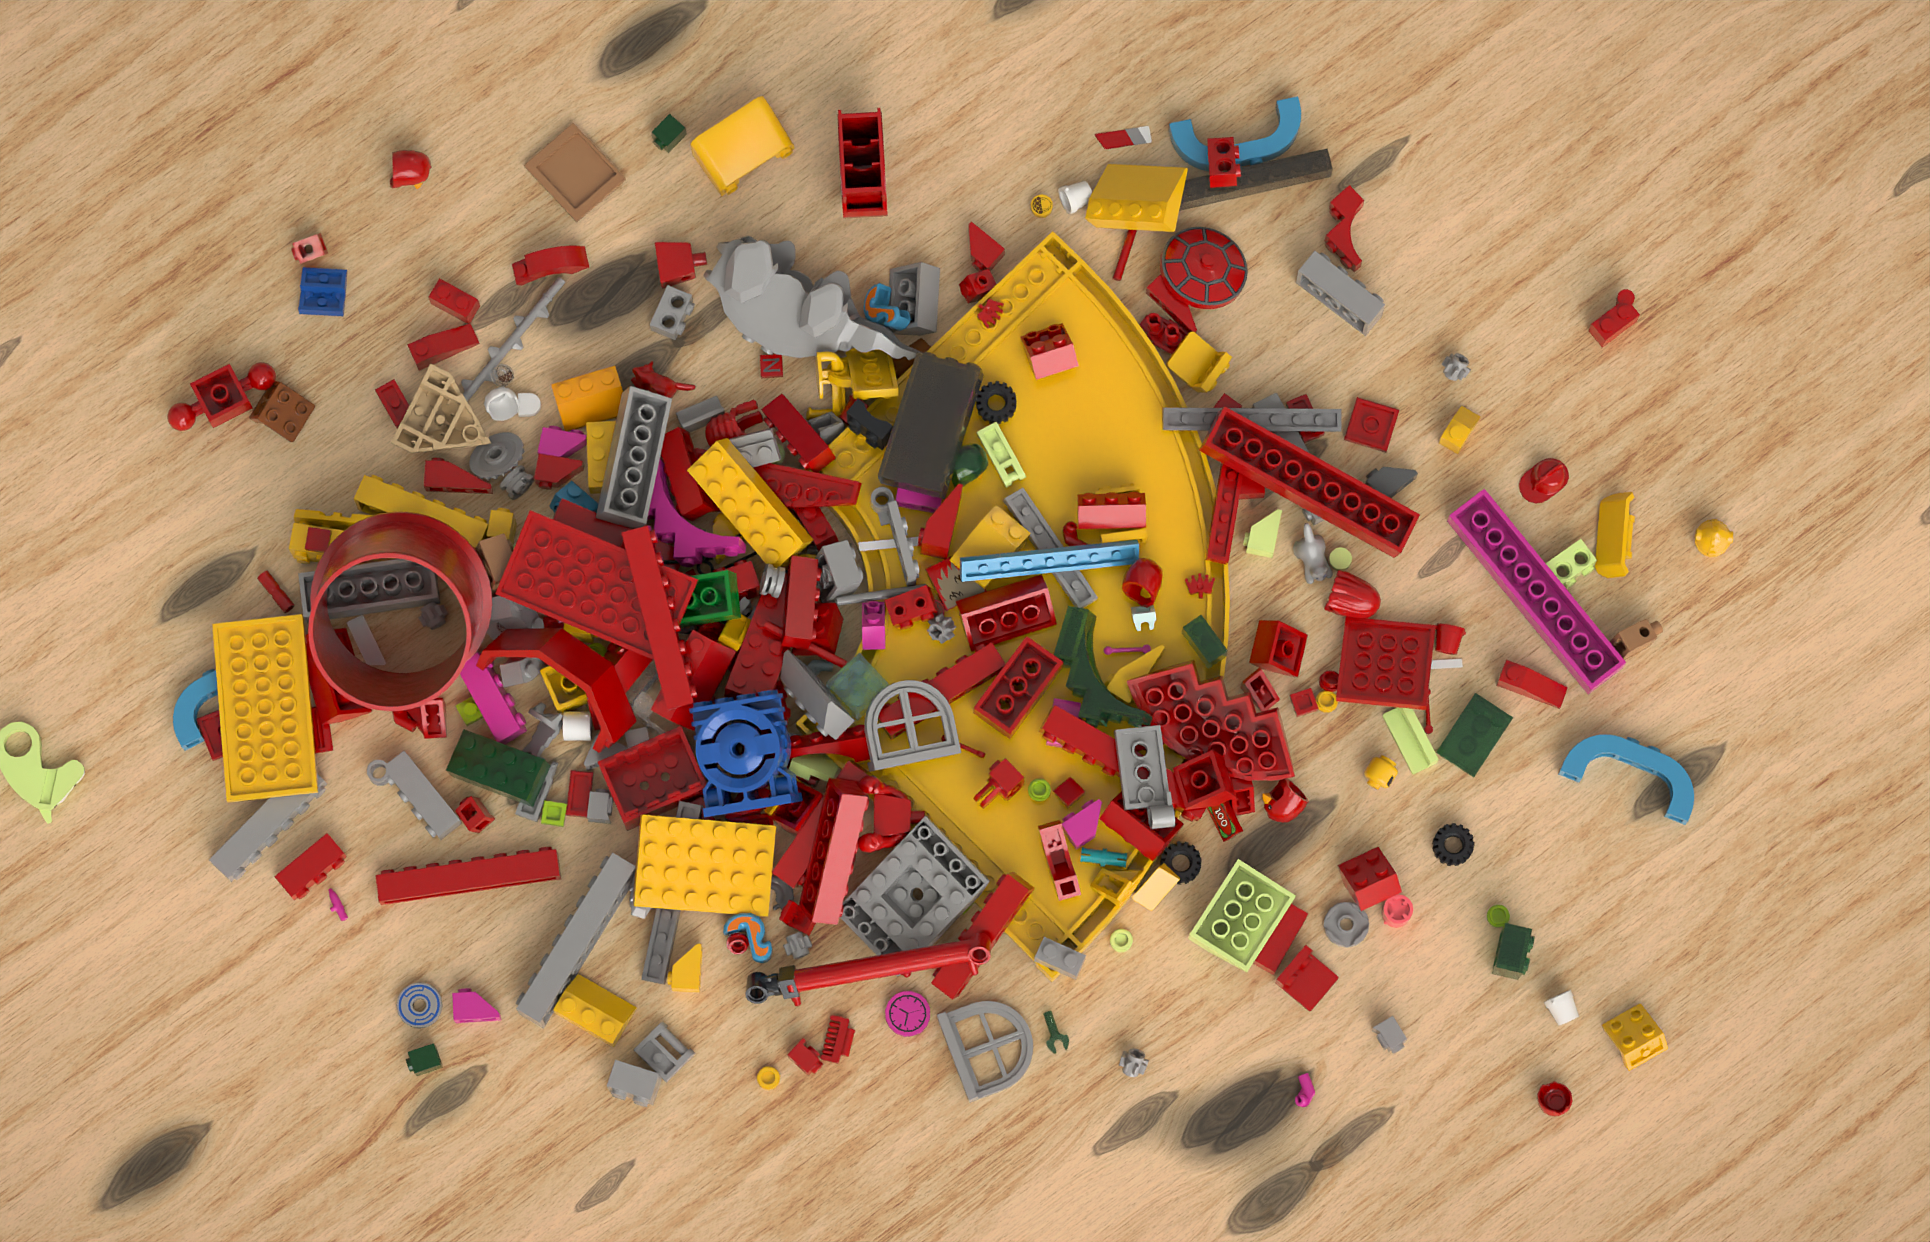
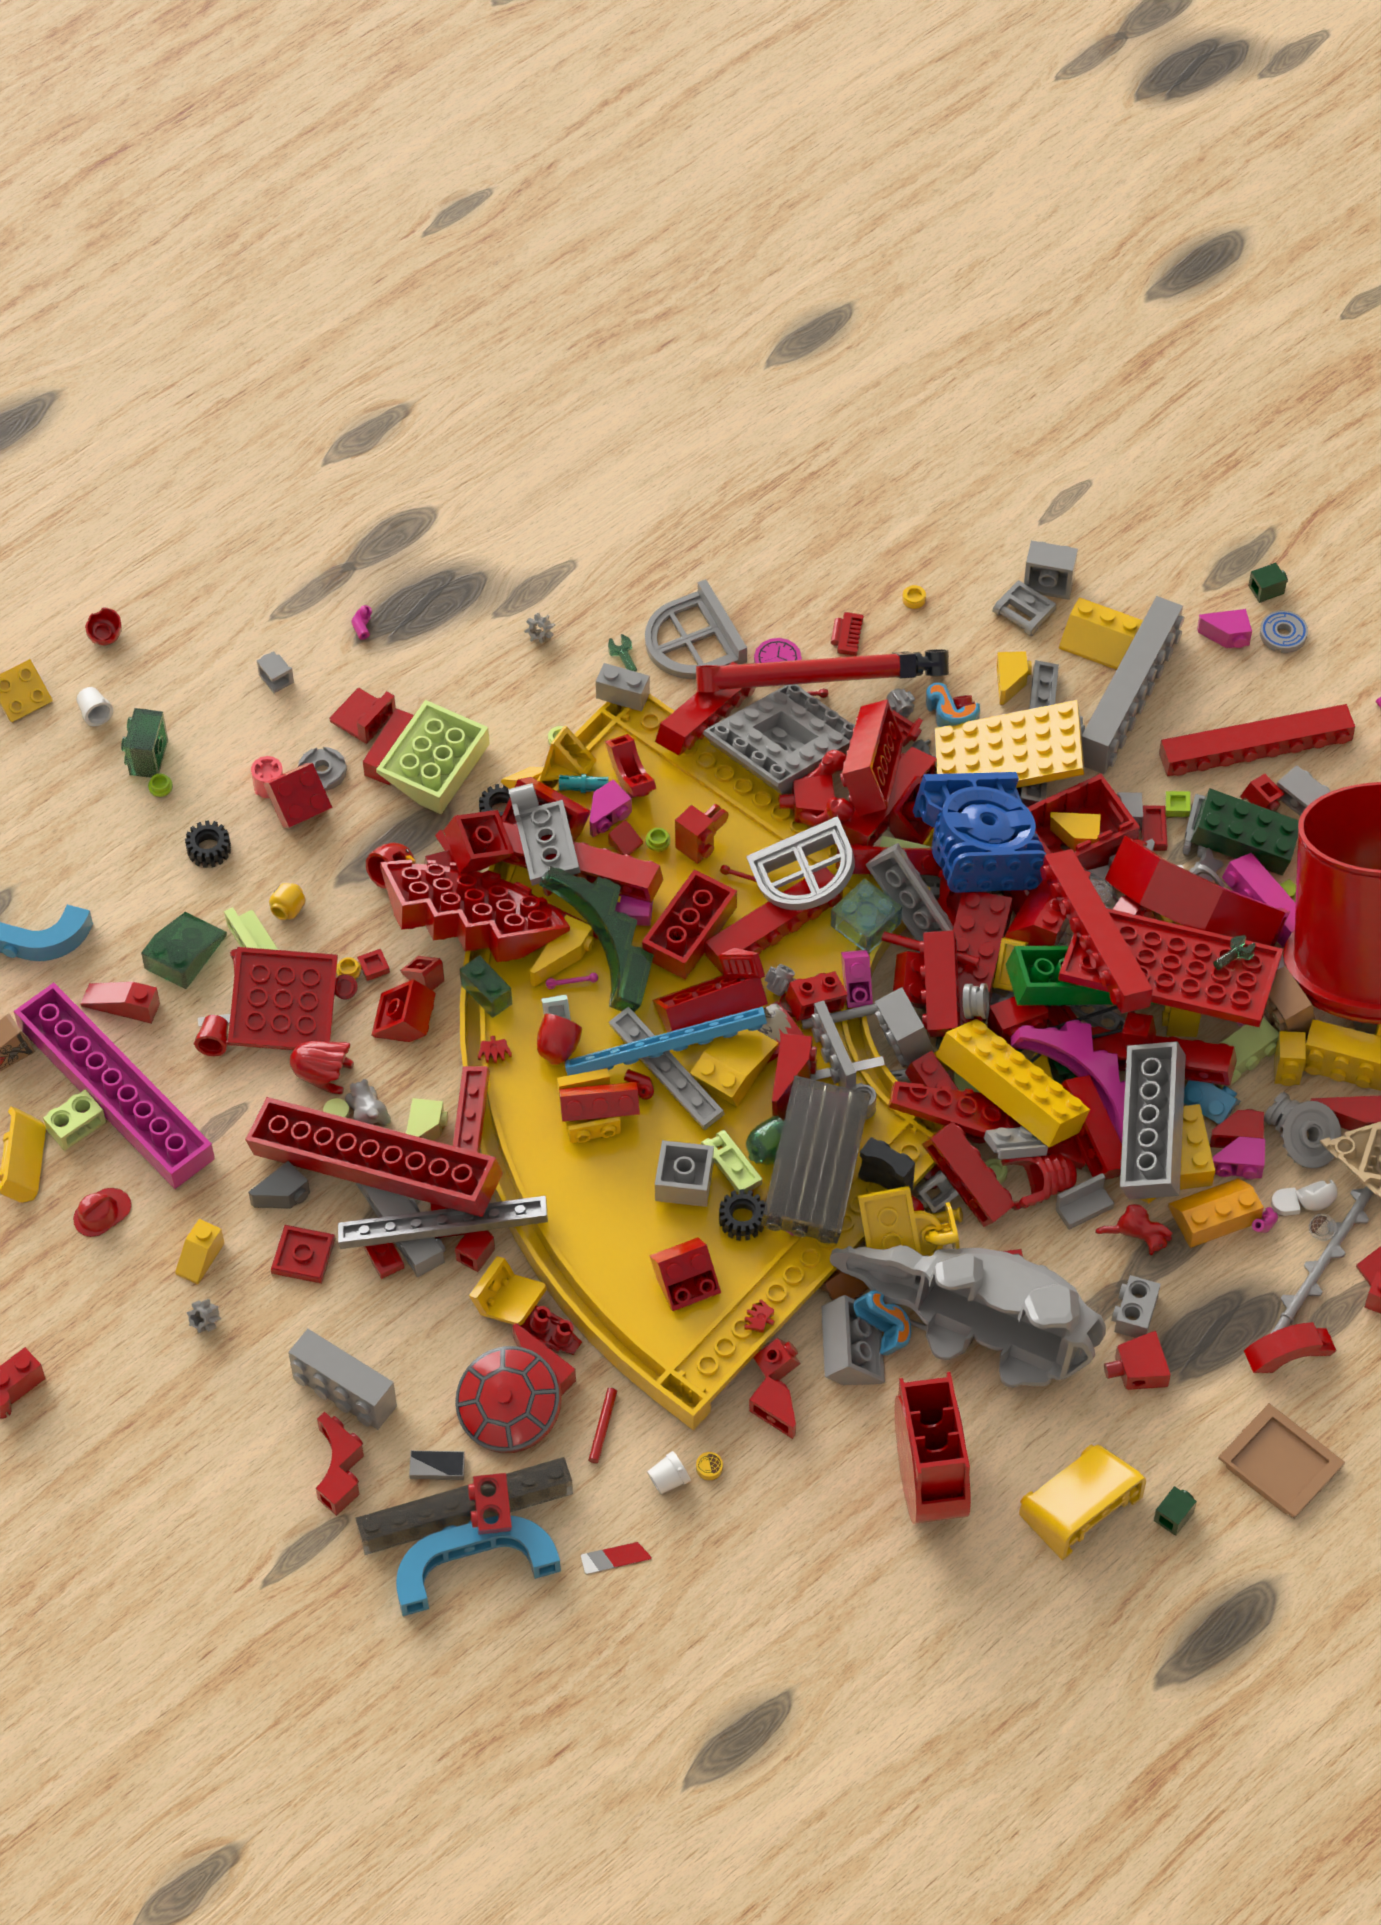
camera: 175 degrees right, 20 degrees down
(539, 587) = (1236, 951): none -> bar
(545, 388) = (1267, 1223): none -> dark pink arm
(651, 776) = (1075, 827): none -> yellow slope
(805, 1058) = (879, 610): red brick -> none
(978, 633) = (741, 964): none -> red slope
(1042, 439) = (684, 1173): none -> light grey brick
(1137, 197) = (593, 1464): yellow slope -> none
(1264, 224) = (437, 1465): none -> tile

